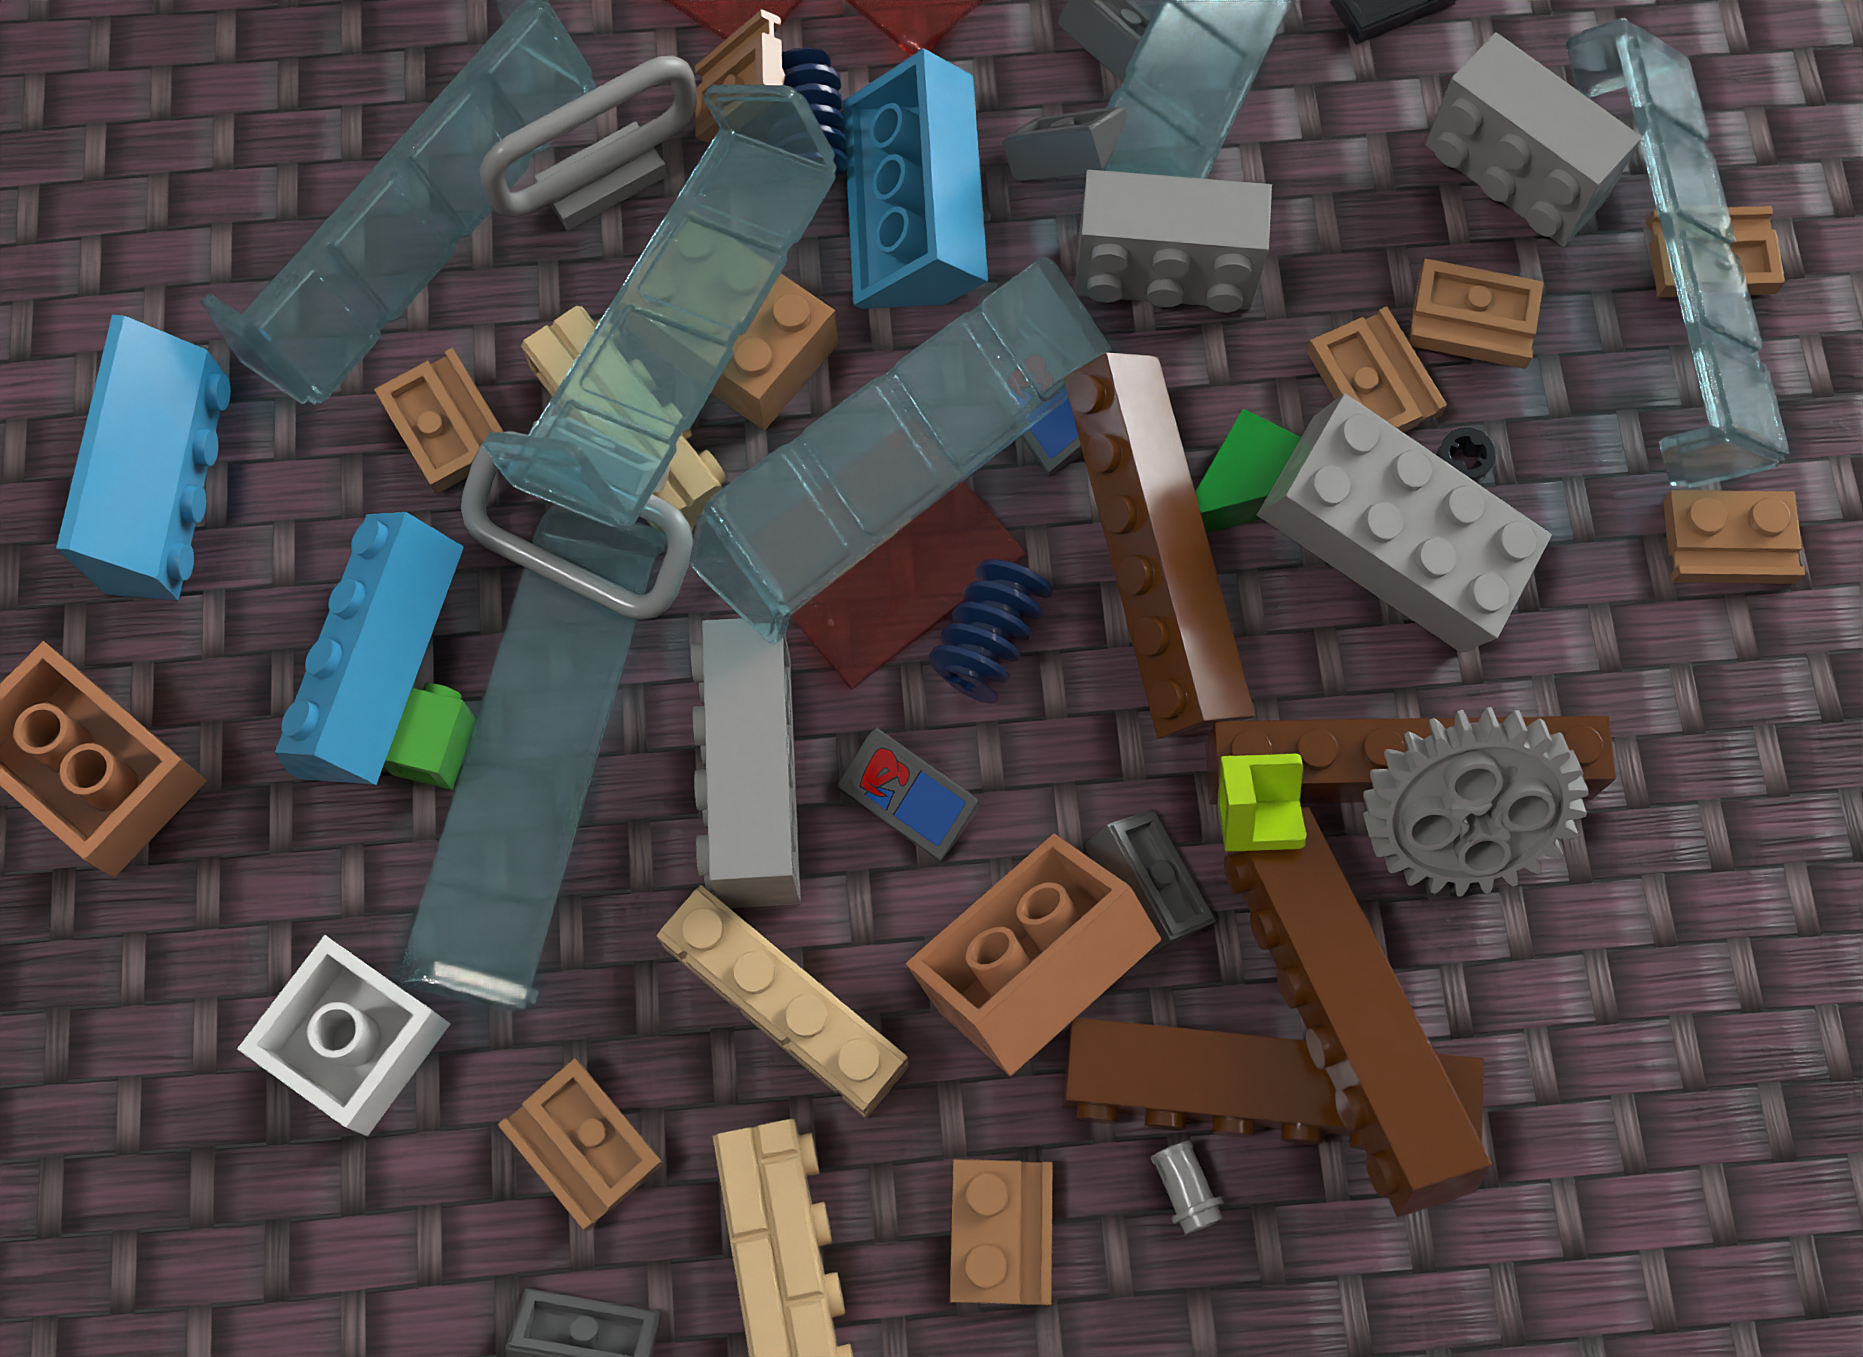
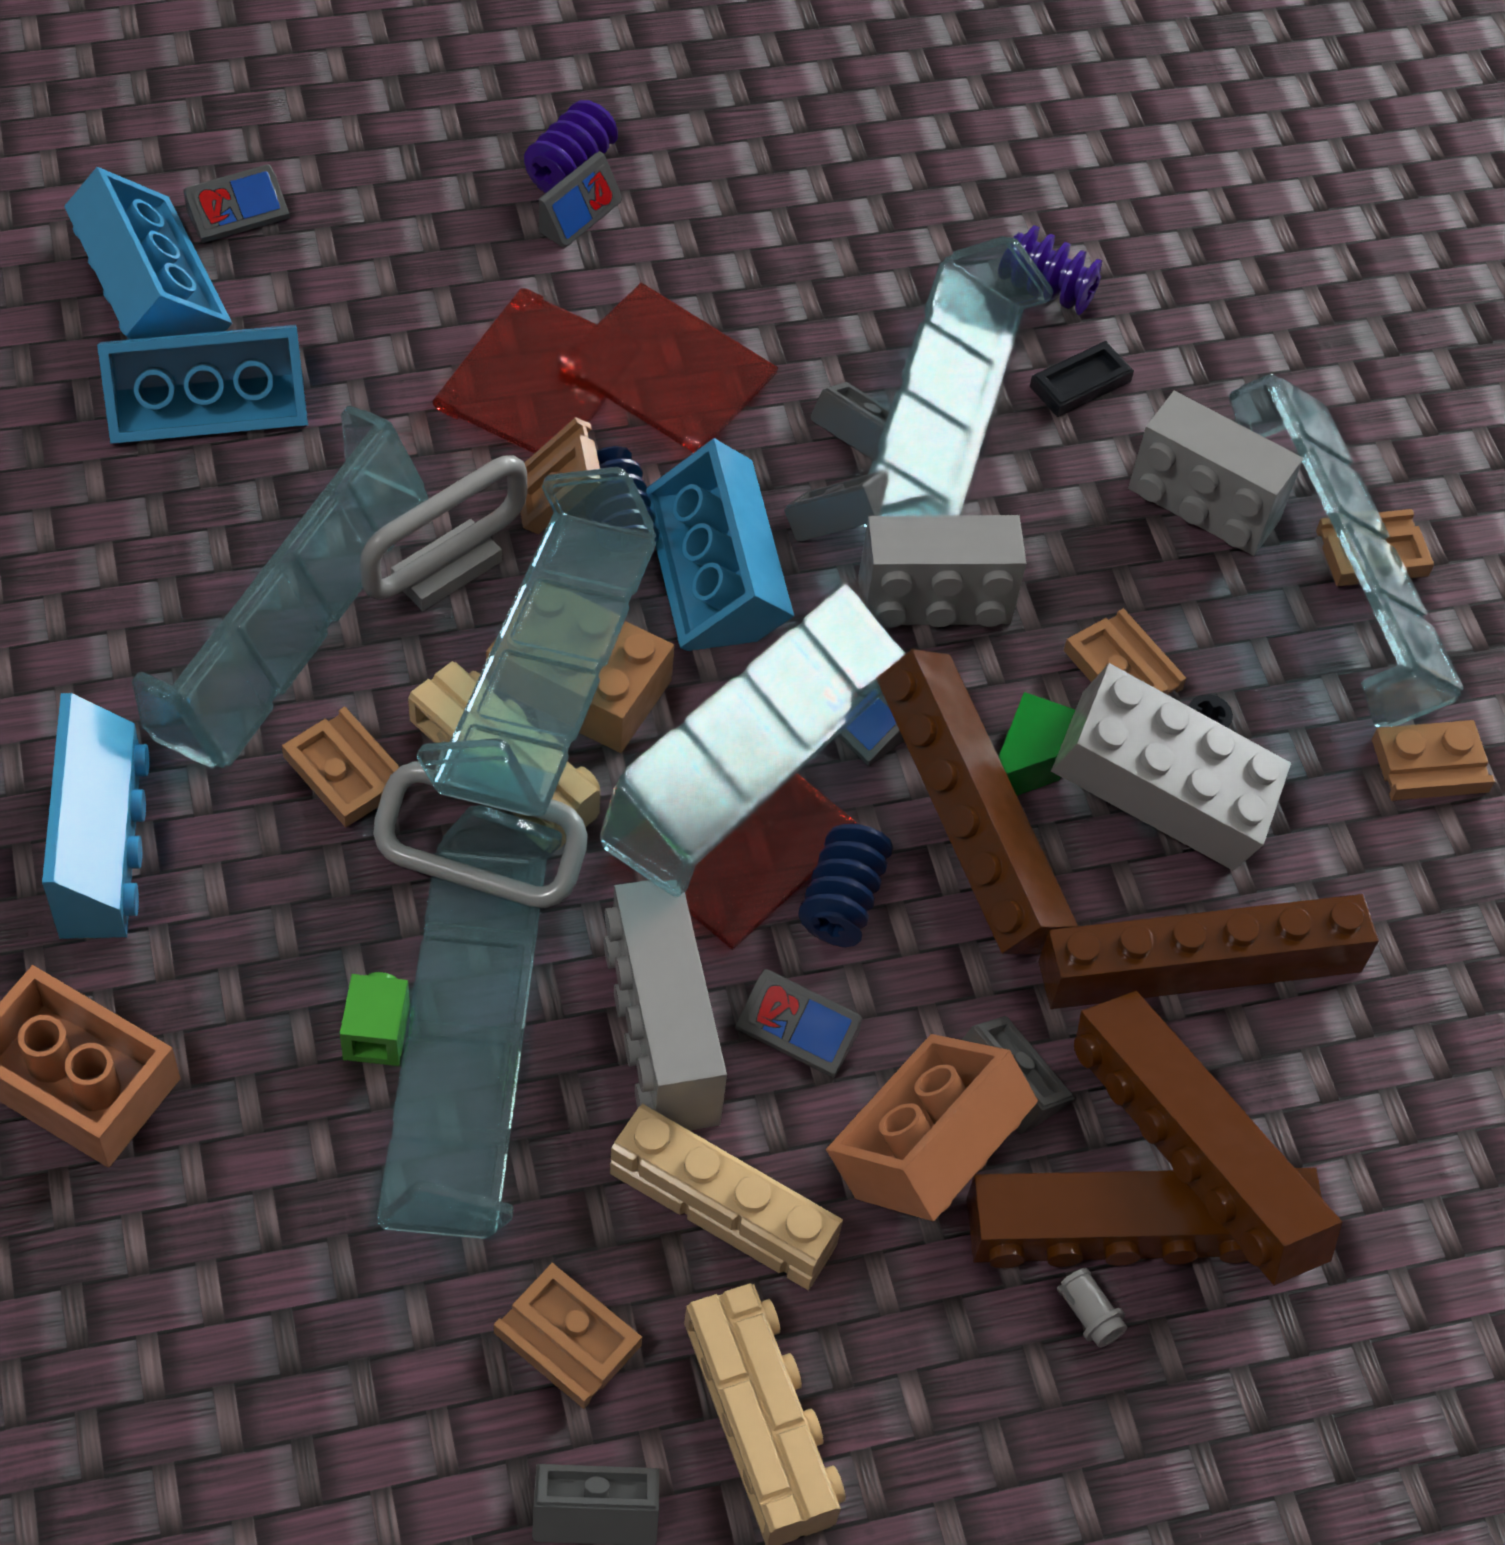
camera: 15 degrees left, 15 degrees down
(344, 1037) = (348, 1264): white brick -> none
(368, 650) = (322, 949): dark azure slope -> none
(1001, 1232) = (941, 1366): medium nougat plate -> none
(1261, 802) = (1098, 984): lime panel -> none
(1475, 313) = (1194, 609): medium nougat plate -> none
(1475, 802) = (1270, 967): light grey gear -> none

